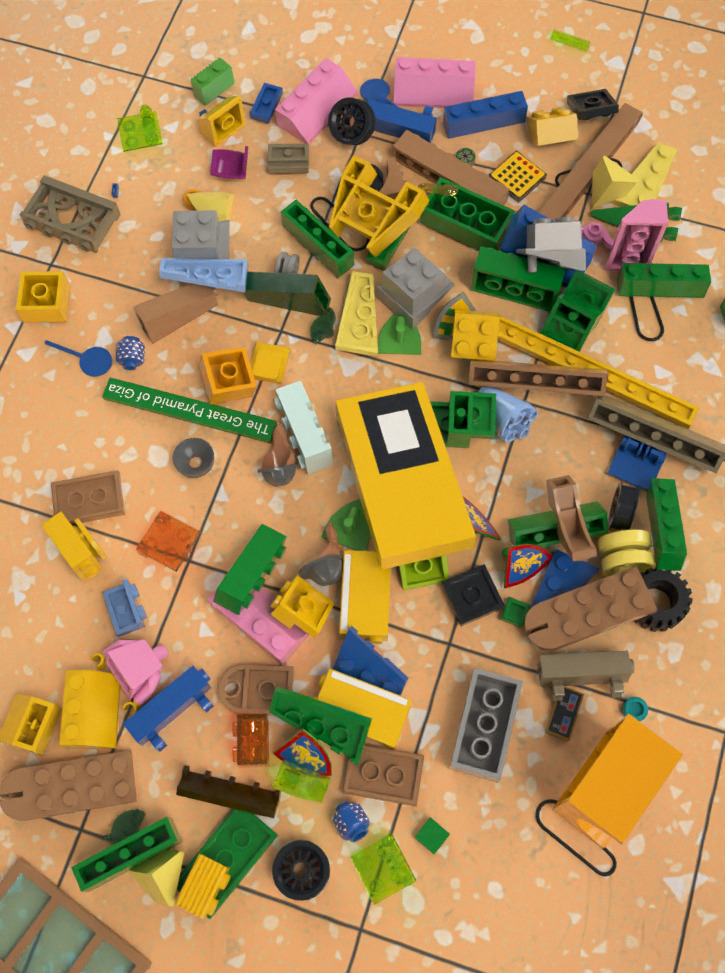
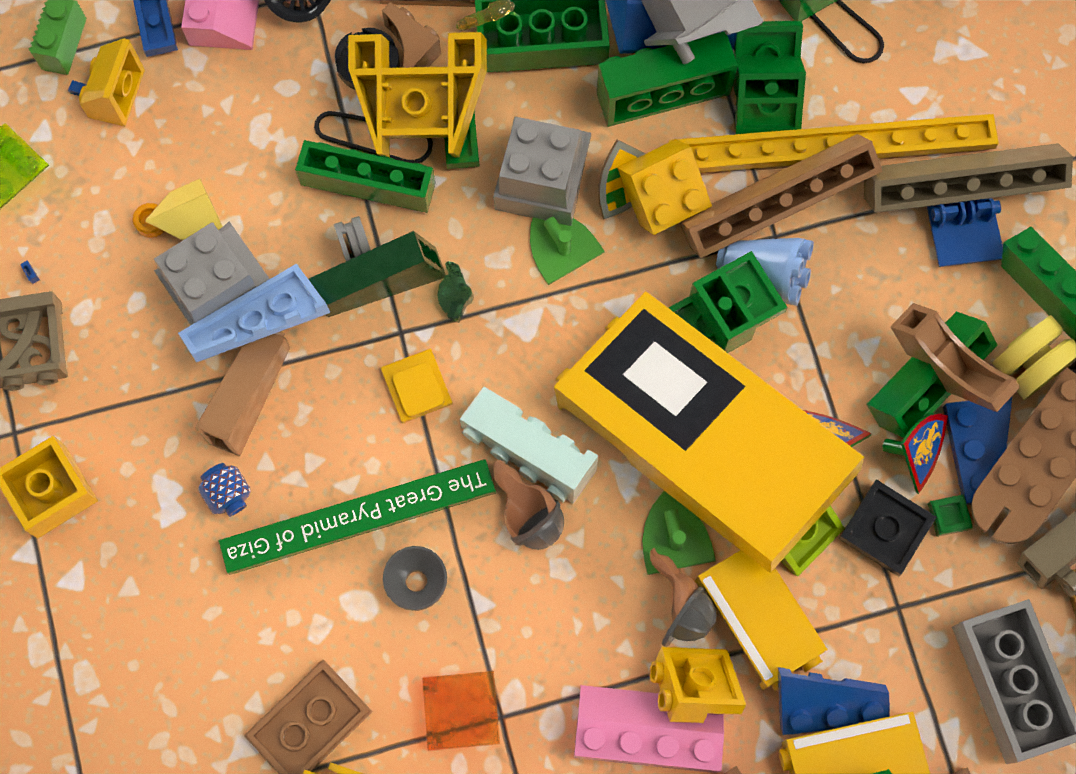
camera: 35 degrees left, 5 degrees up
(93, 362) = (176, 531): blue piece -> none
(227, 375) = (381, 439): light orange brick -> none
(229, 164) = (169, 140): magenta piece -> none
(250, 569) = (602, 680): green brick -> none
(288, 158) = (242, 85): dark tan plate -> none
(358, 321) = (497, 258): light yellow wing -> none
(623, 507) = (996, 299): black wheel -> none

